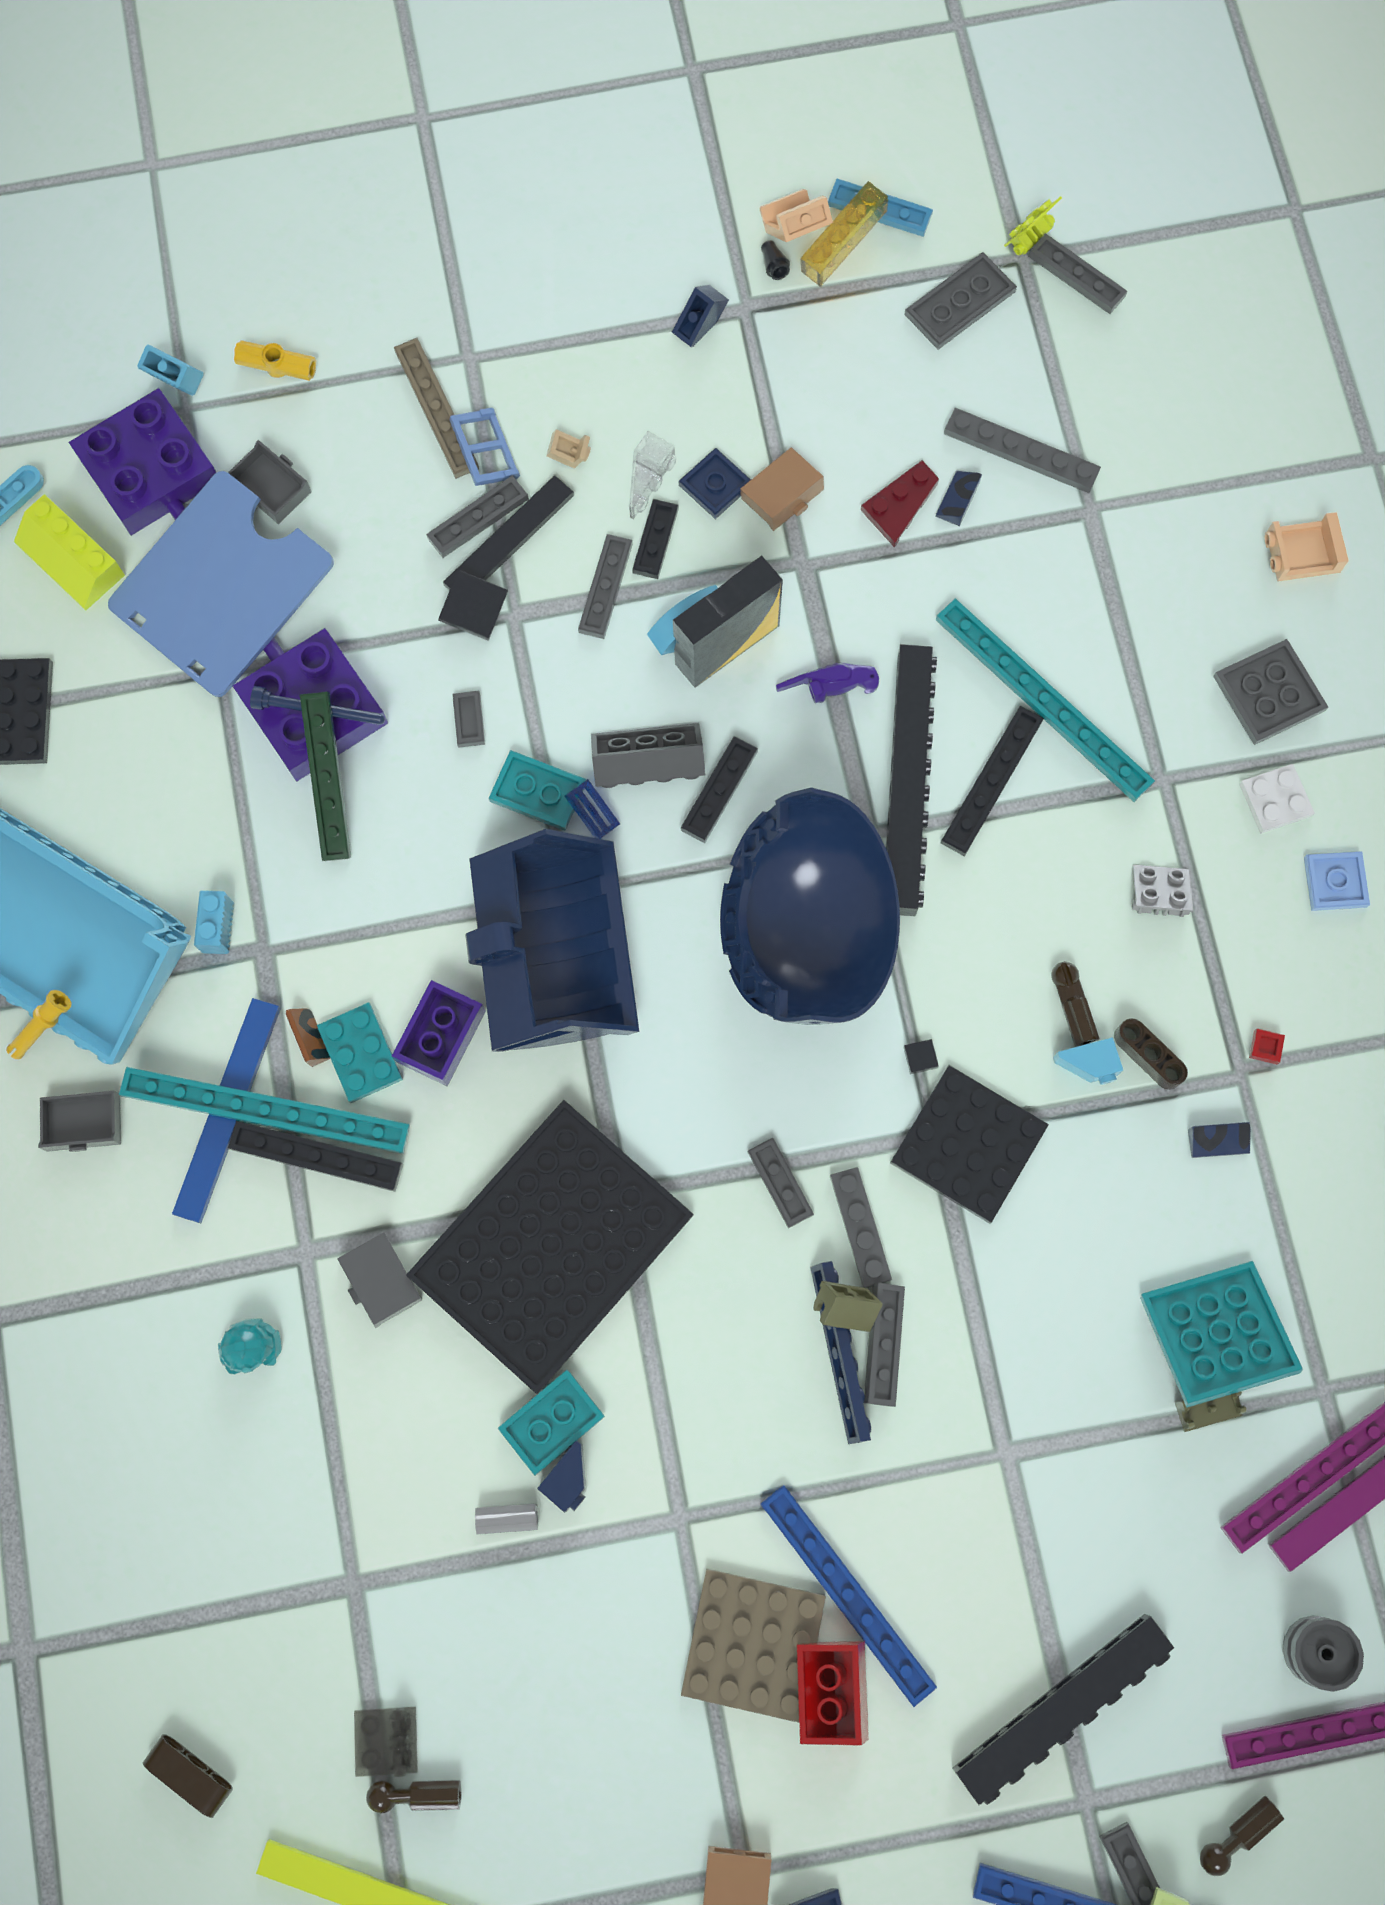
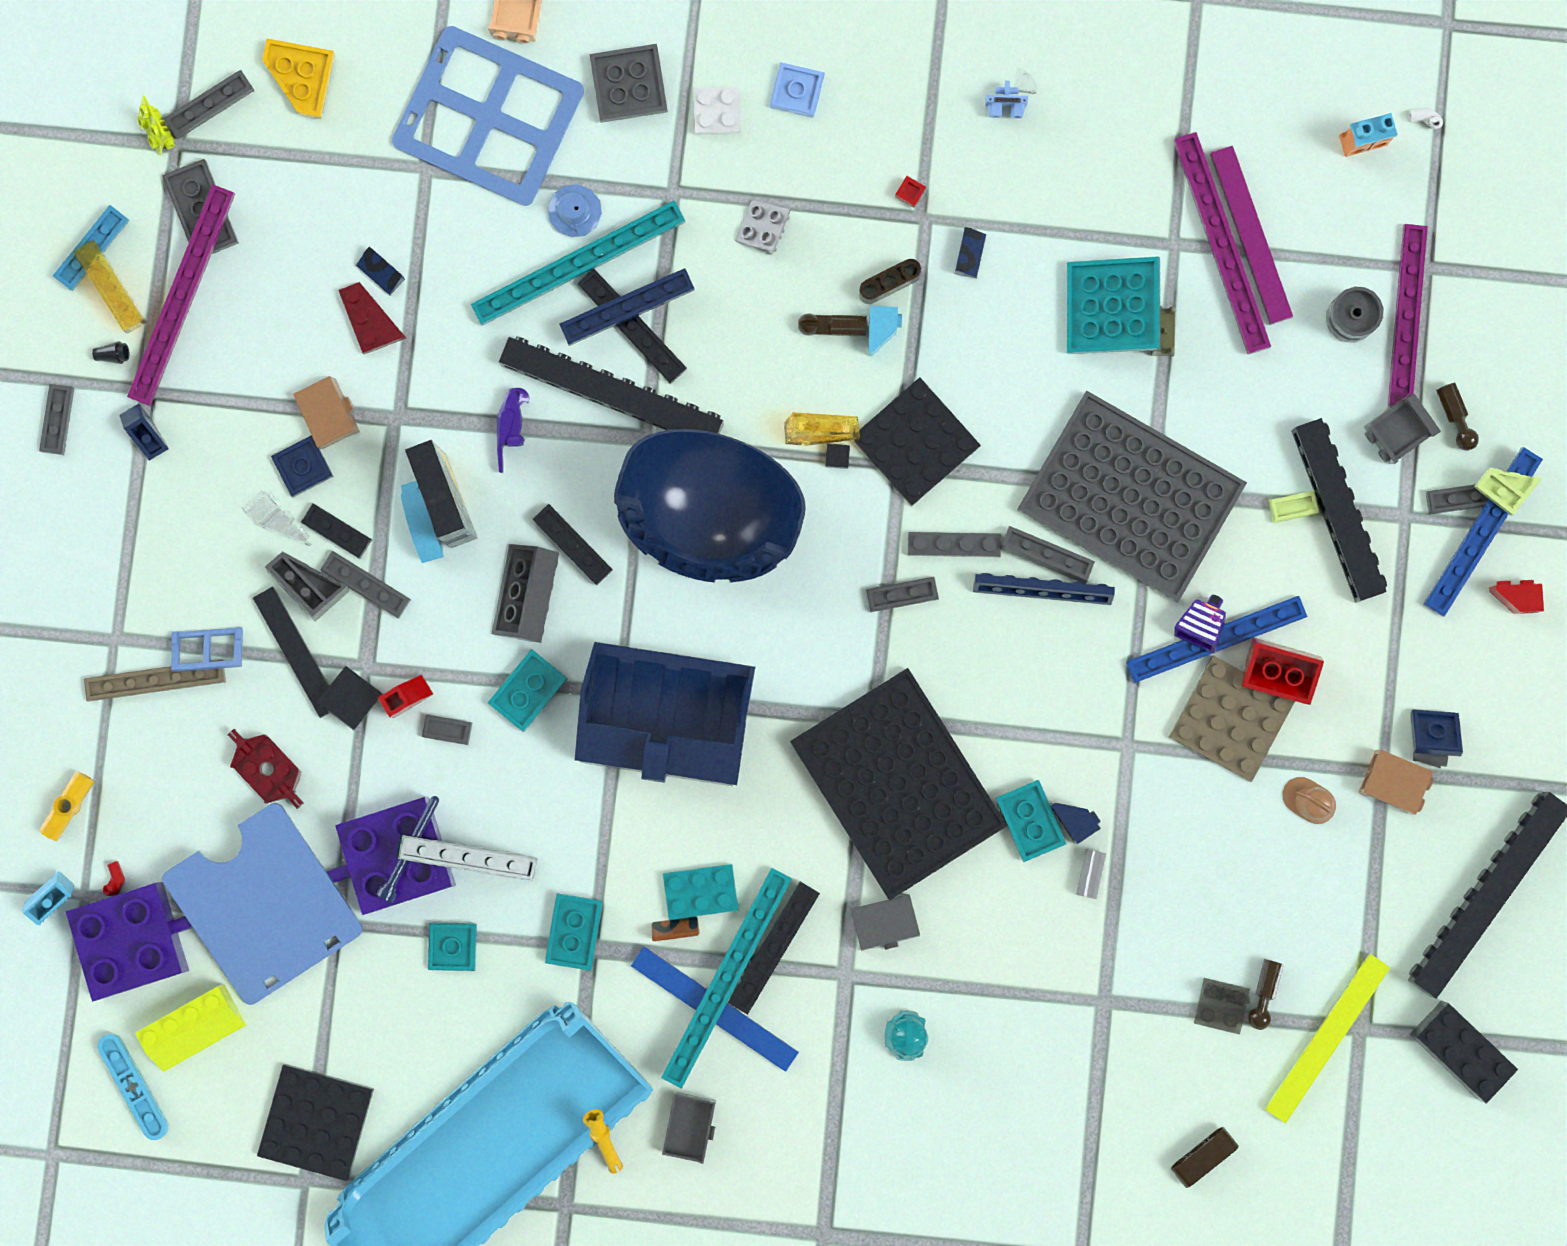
camera: 70 degrees left, 10 degrees up
(209, 434) = (117, 880): none -> red arm
(213, 922) = (558, 981): medium azure brick -> none
(225, 797) = (452, 946): none -> teal tile
(272, 481) = (180, 838): dark grey container -> none
(275, 923) = (574, 932): none -> teal plate
(375, 525) = (248, 762): none -> dark red plate
(439, 1033) = (706, 824): dark purple brick -> none
(477, 516) = (269, 672): dark grey plate -> none
(491, 660) = (405, 696): none -> red slope
(568, 449) = (232, 579): tan bracket -> none
(582, 522) = (305, 585): none -> dark grey wedge
(591, 809) = (542, 657): clear blue tile -> none
(679, 1781) = (1309, 800): none -> medium nougat piece
(686, 231) = (56, 419): none -> dark grey tile
(795, 215) = (80, 323): light nougat panel -> none
(847, 1306) = (1013, 573): olive hinge -> none
(860, 1568) = (1202, 624): none -> dark purple torso
(861, 306) = (181, 295): none -> magenta plate
(946, 1025) = (820, 428): none -> clear yellow slope
(991, 1431) = (1132, 496): none -> dark grey plate
(1012, 764) = (627, 307): none -> dark blue plate
(1022, 450) = (354, 205): dark grey plate -> none
(1048, 1646) = (1293, 507): none -> yellowish green tile
(1093, 687) = (572, 221): none -> medium blue hat
(1145, 352) = (301, 73): none -> yellow plate
(1175, 558) = (489, 116): none -> medium blue window
(1197, 1762) = (1401, 429): none -> dark grey panel

